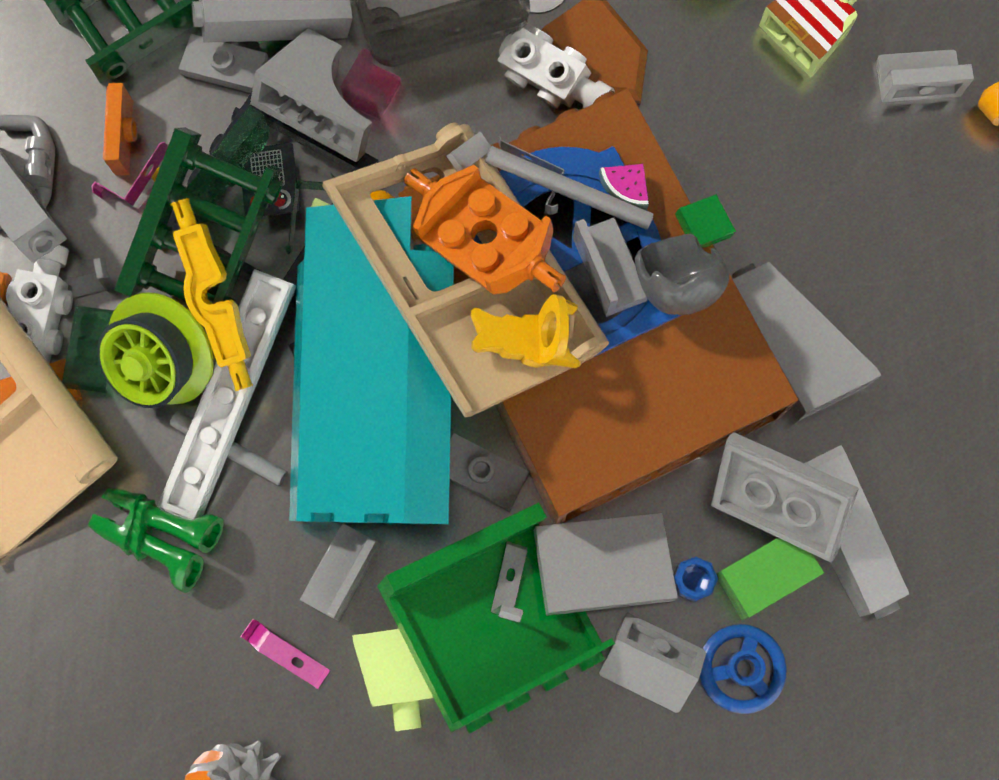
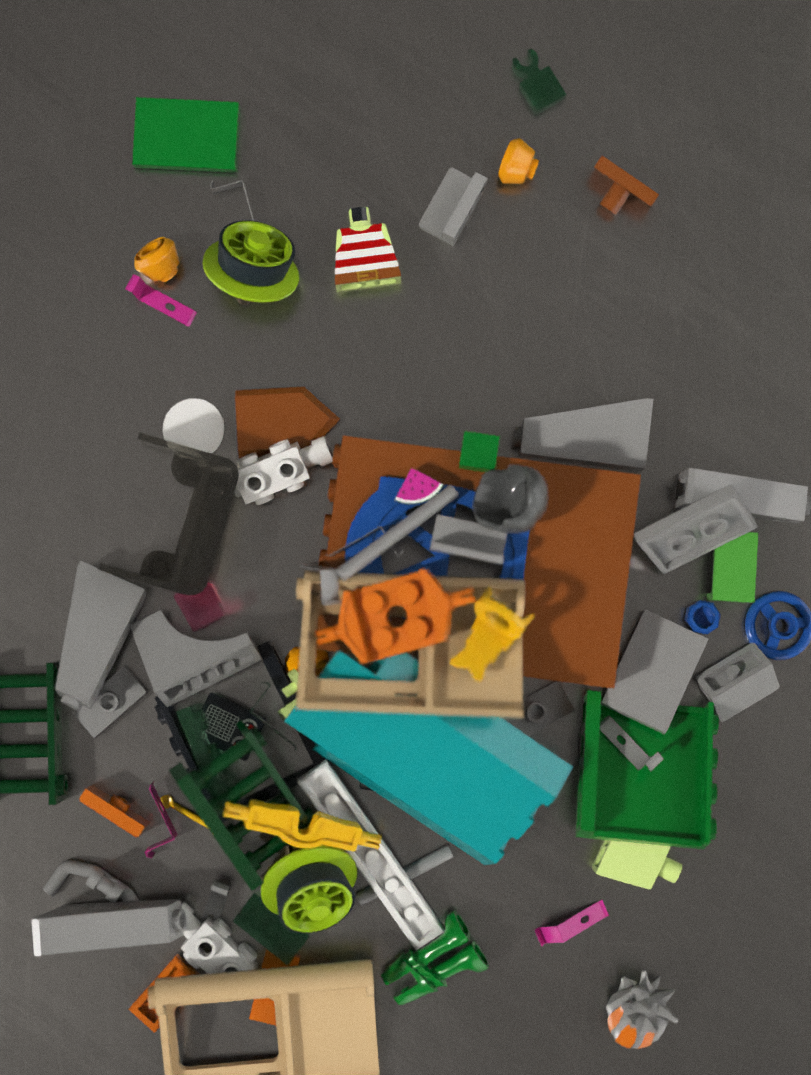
camera: 60 degrees left, 10 degrees up
(340, 572) = (545, 855): light grey panel -> none

